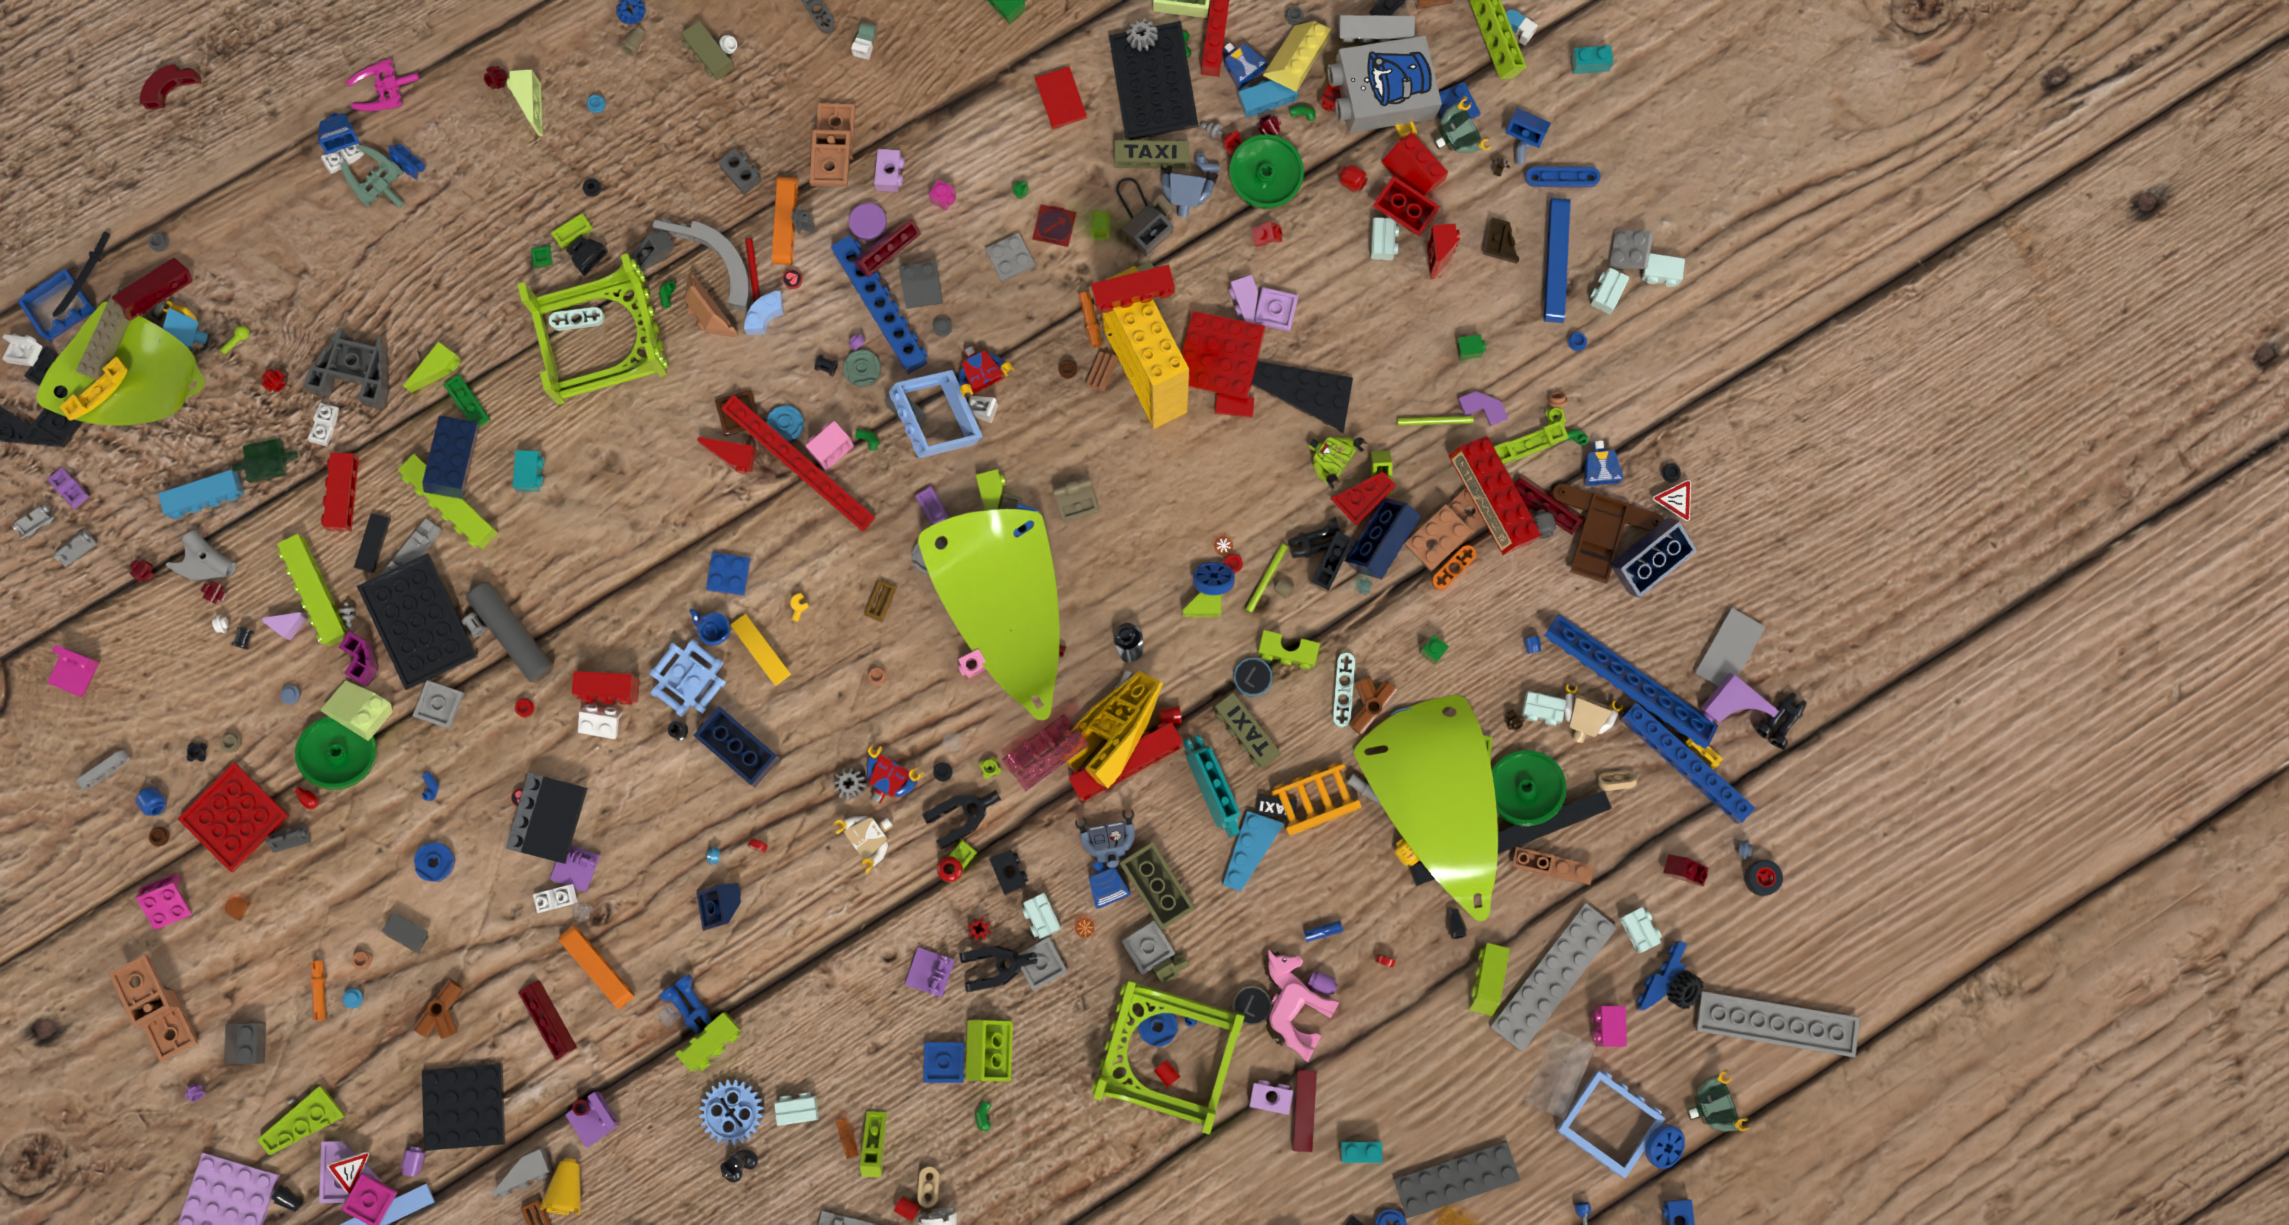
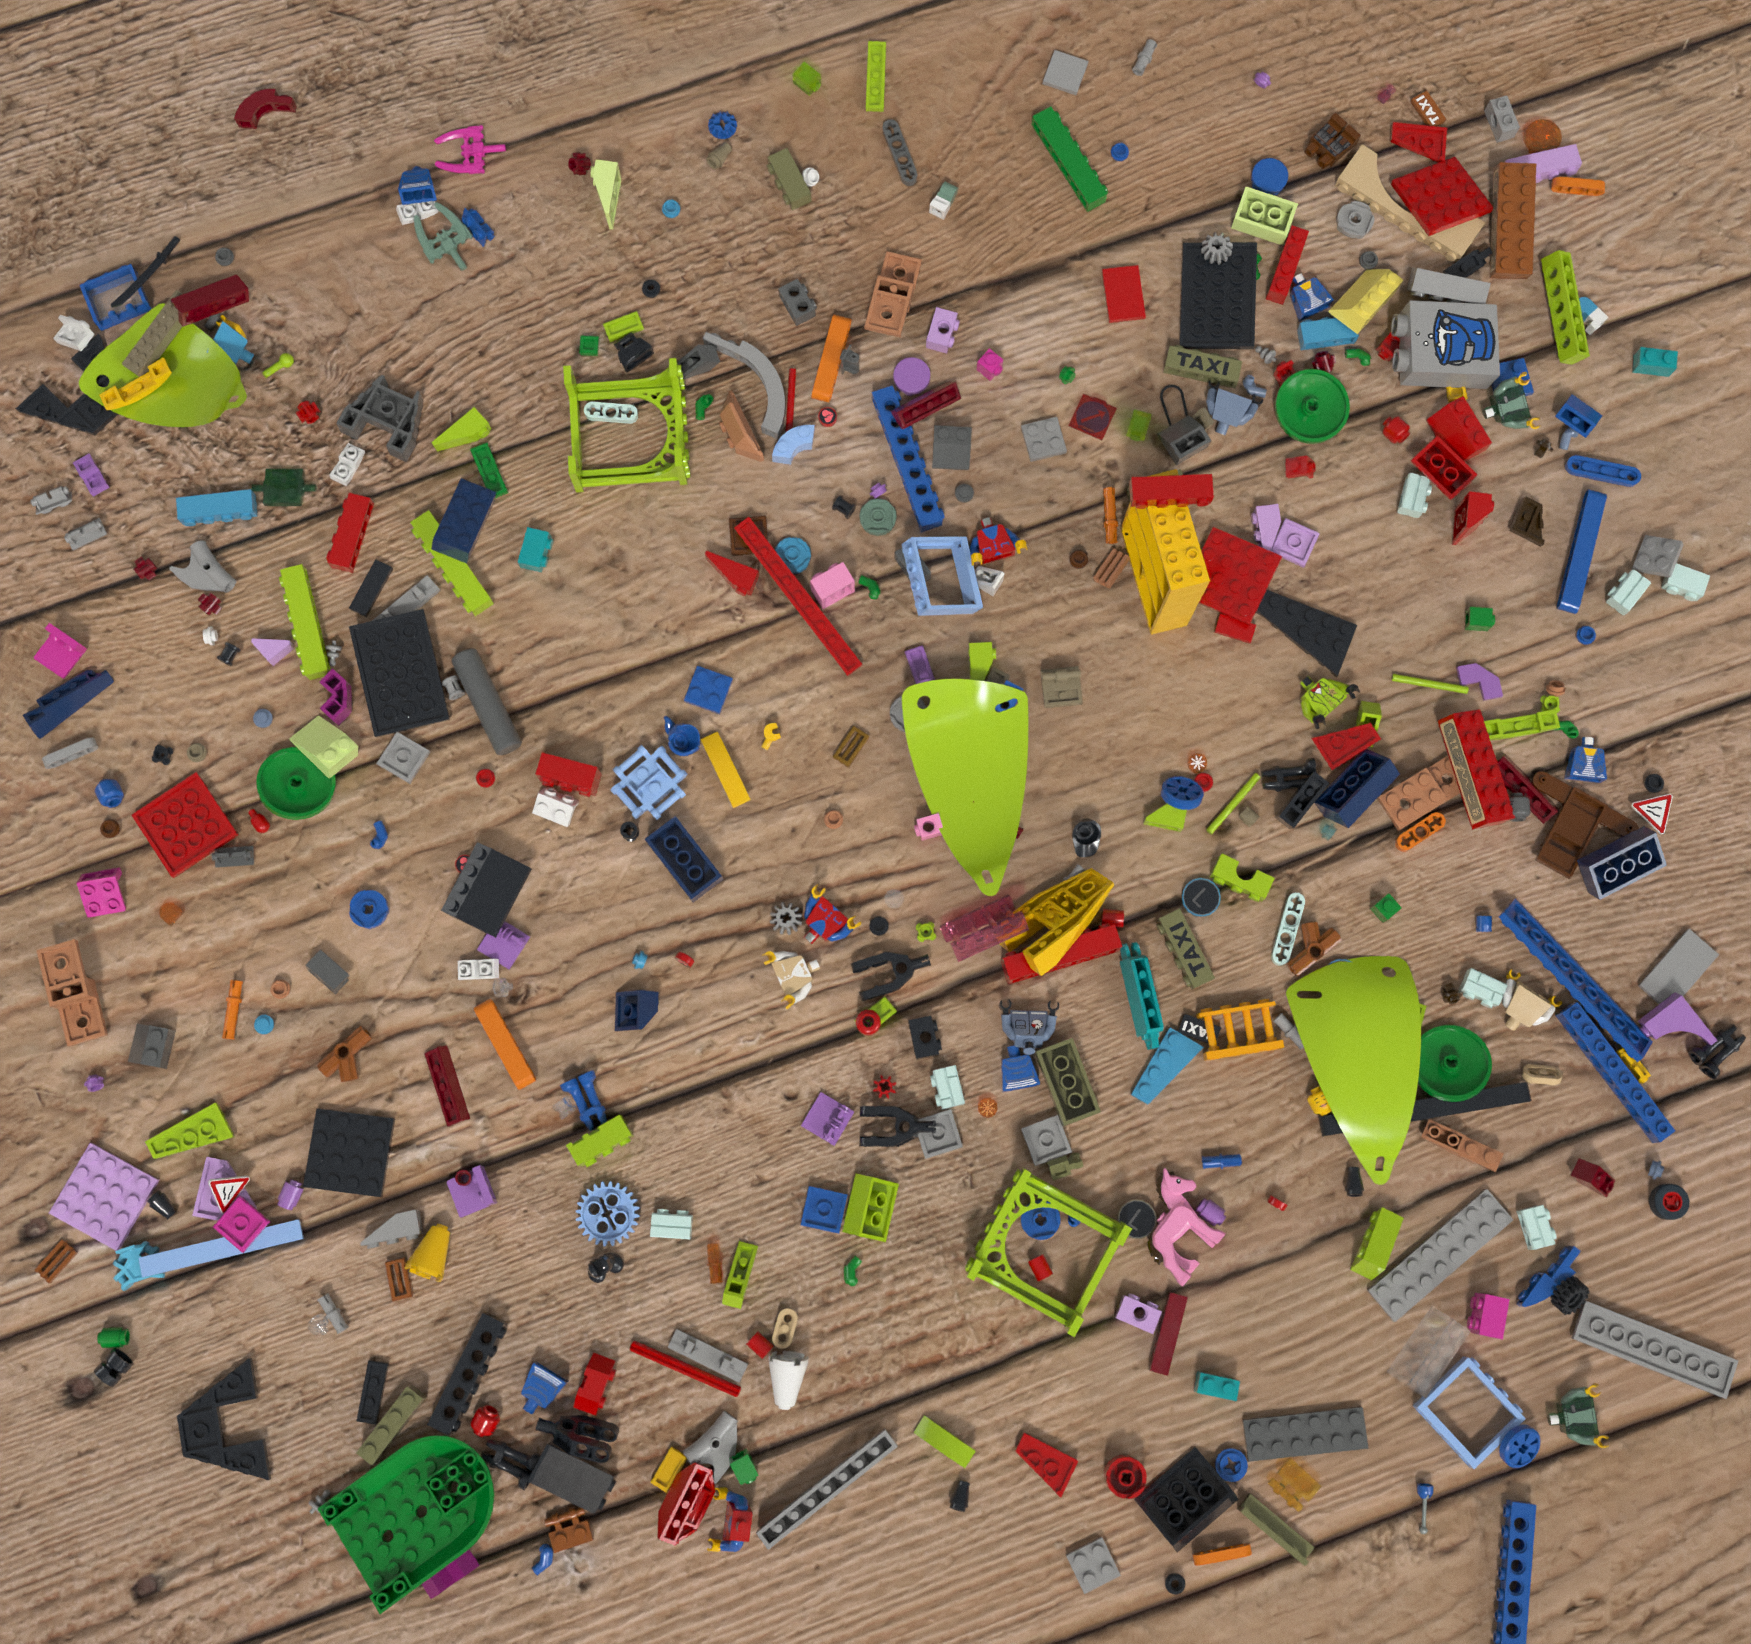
camera: 10 degrees right, 0 degrees up
(89, 718) = (66, 700): none -> dark blue wedge

